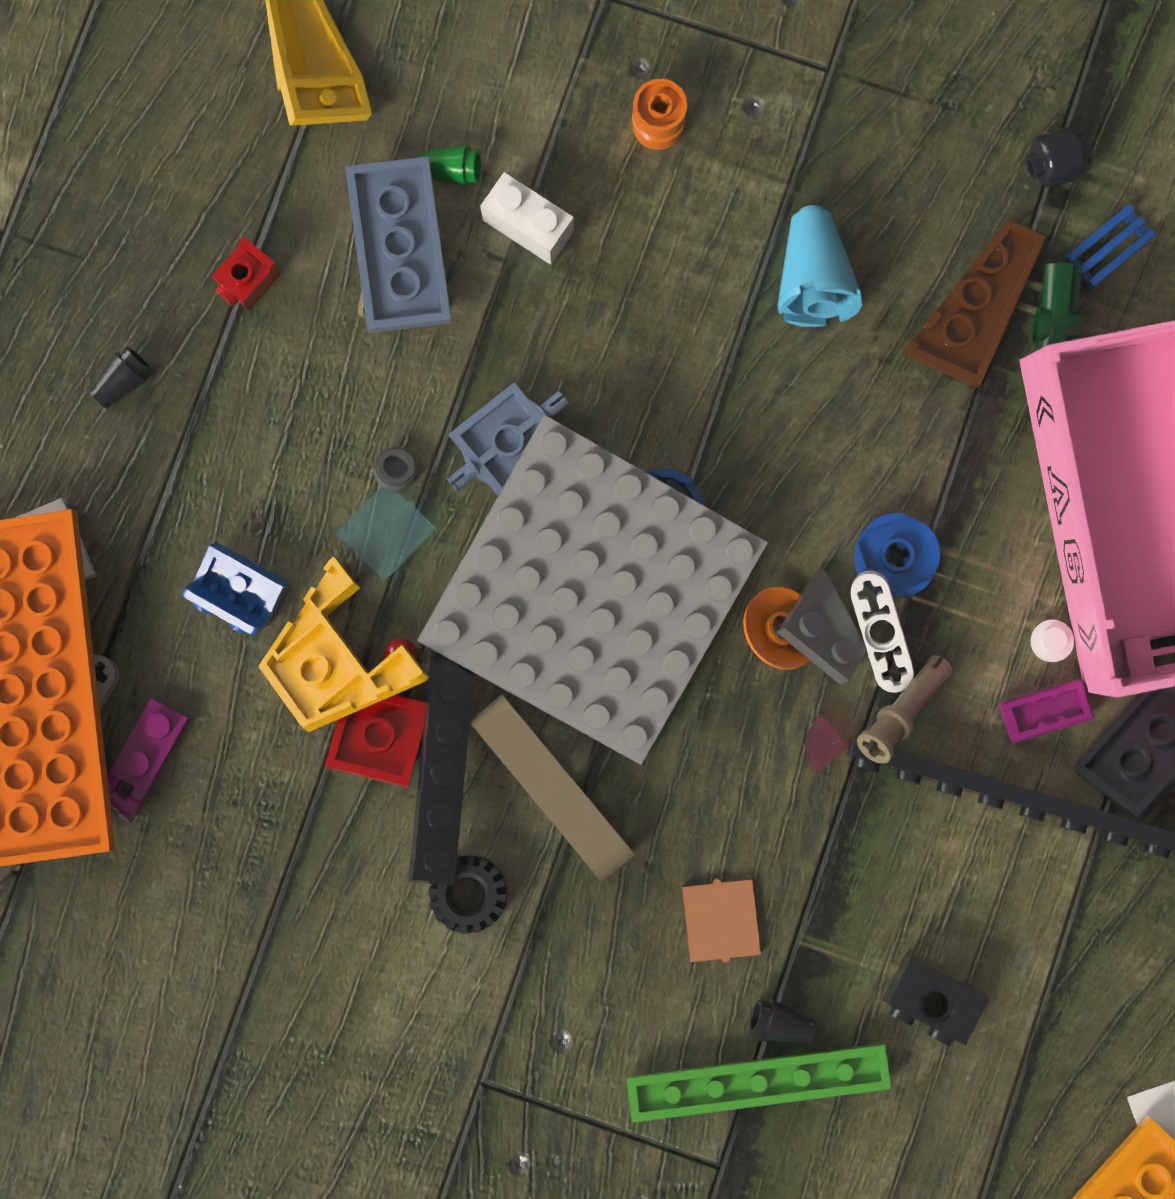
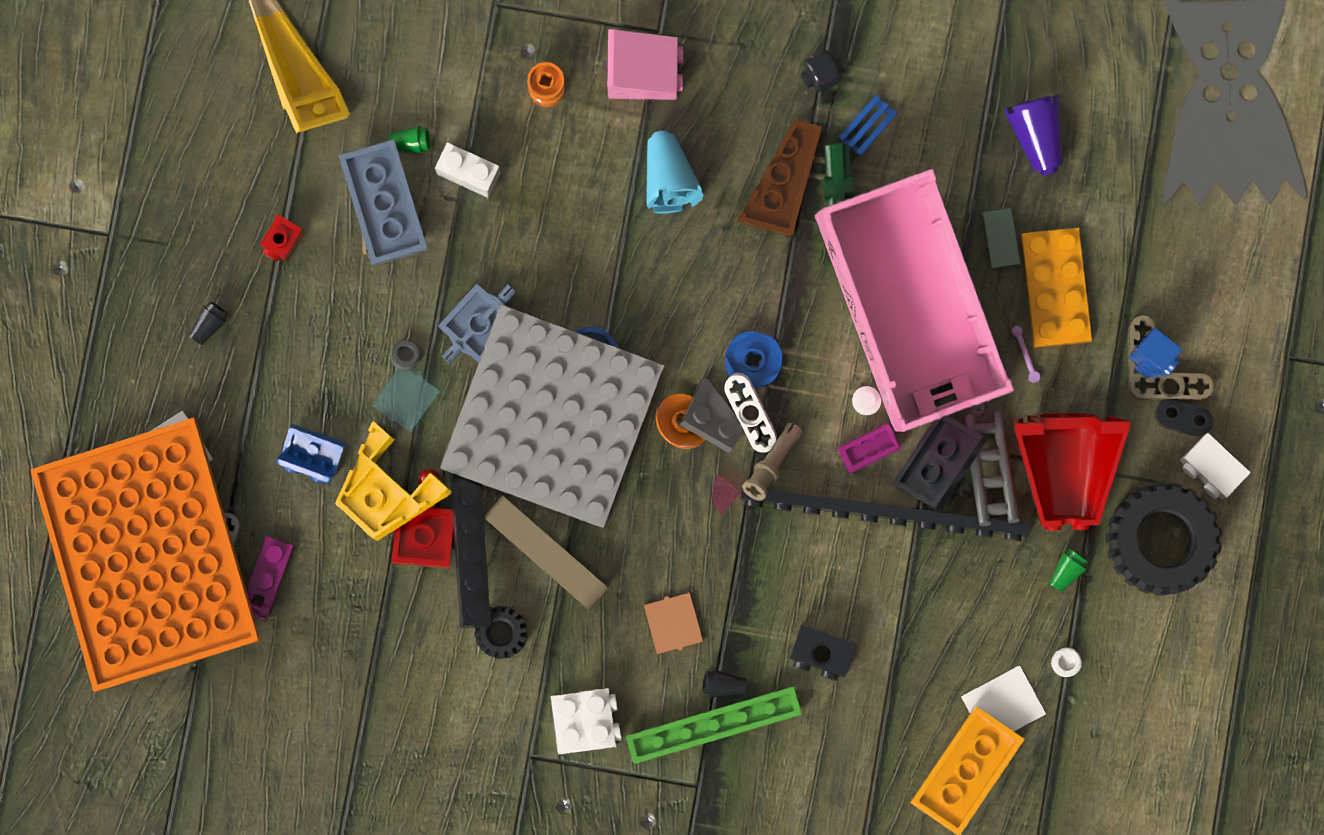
camera: 10 degrees left, 0 degrees up
(570, 1045) = (585, 721): none -> white plate
(802, 109) = (643, 66): none -> bright pink slope

